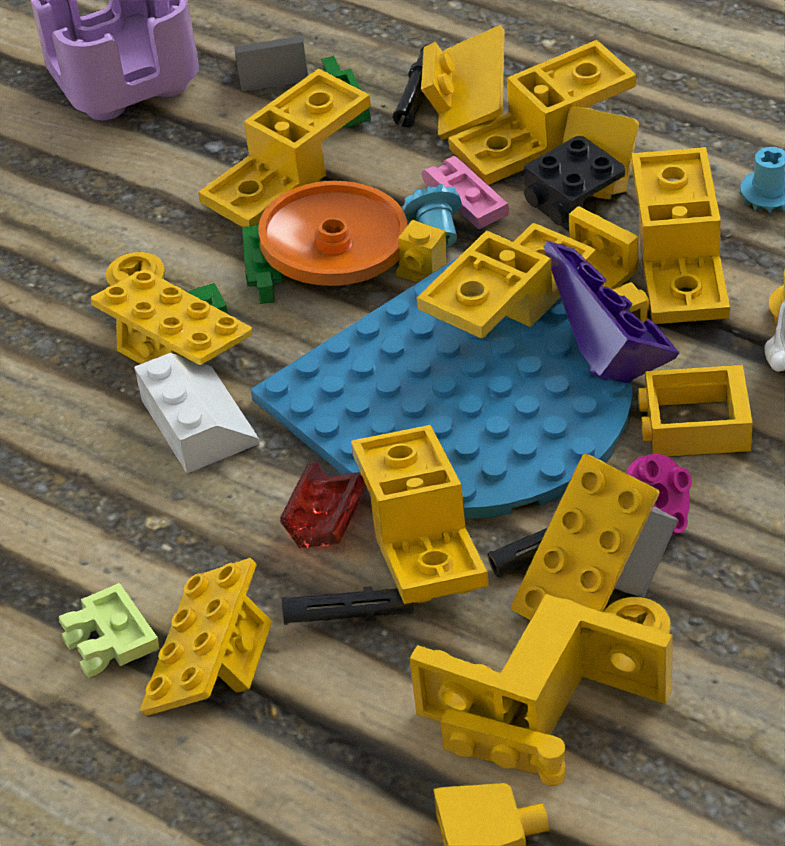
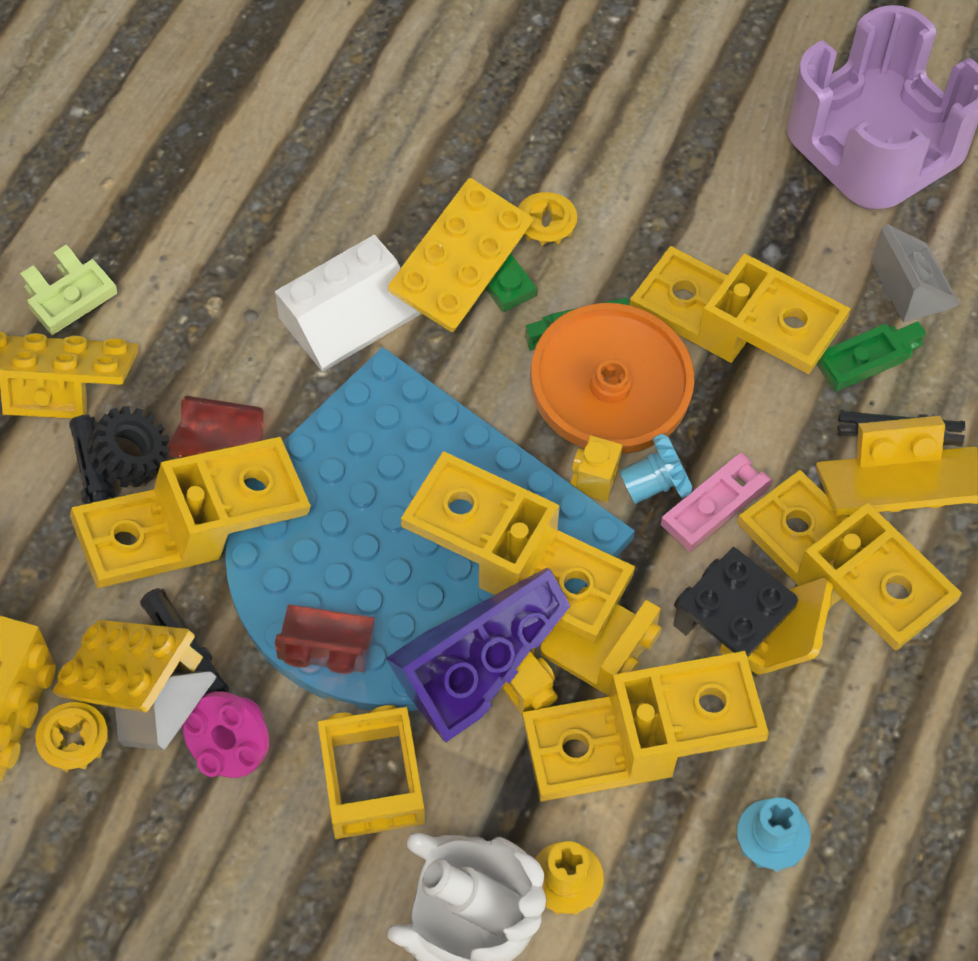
camera: 75 degrees right, 15 degrees up
(326, 567) = (140, 432): none -> black tyre
(572, 419) = (325, 639): none -> clear red bracket

